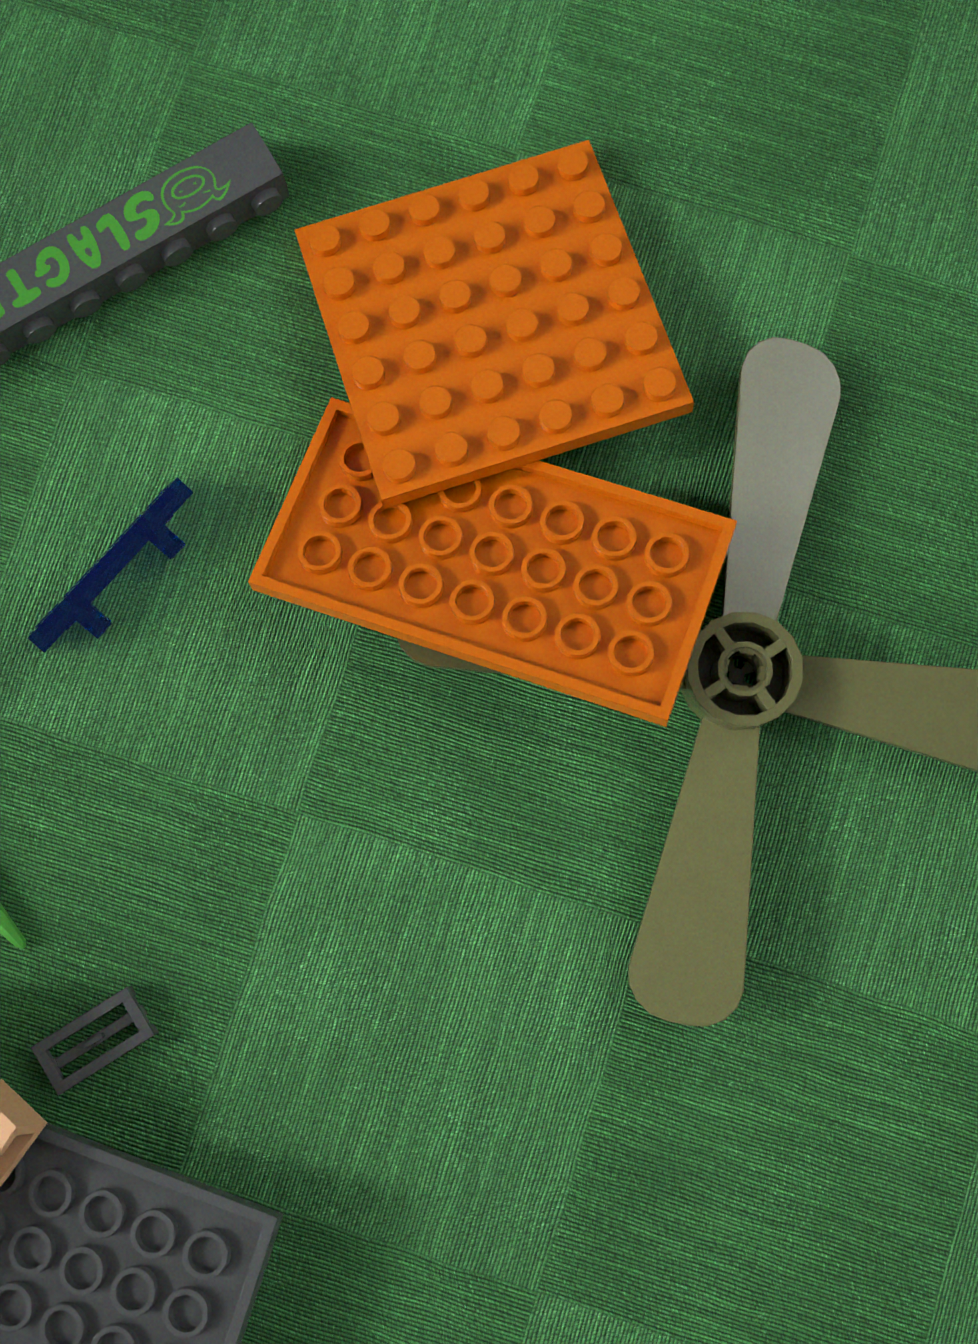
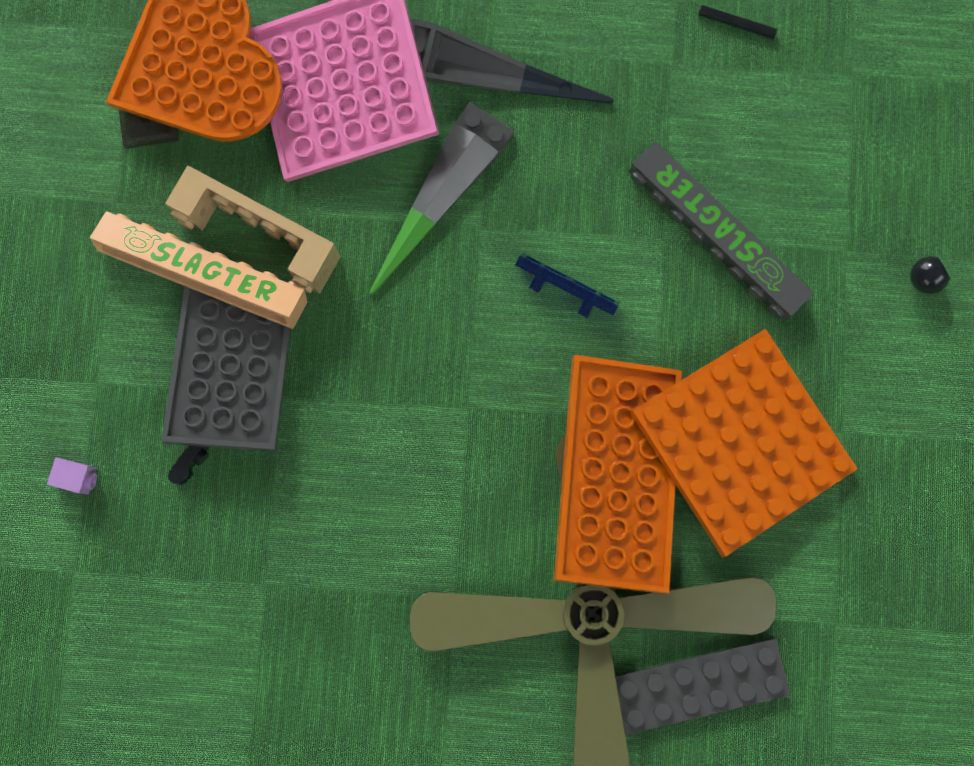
camera: 75 degrees right, 0 degrees up
(136, 1015) = (351, 355): dark grey tile -> none
(909, 513) = (701, 686): none -> dark grey plate

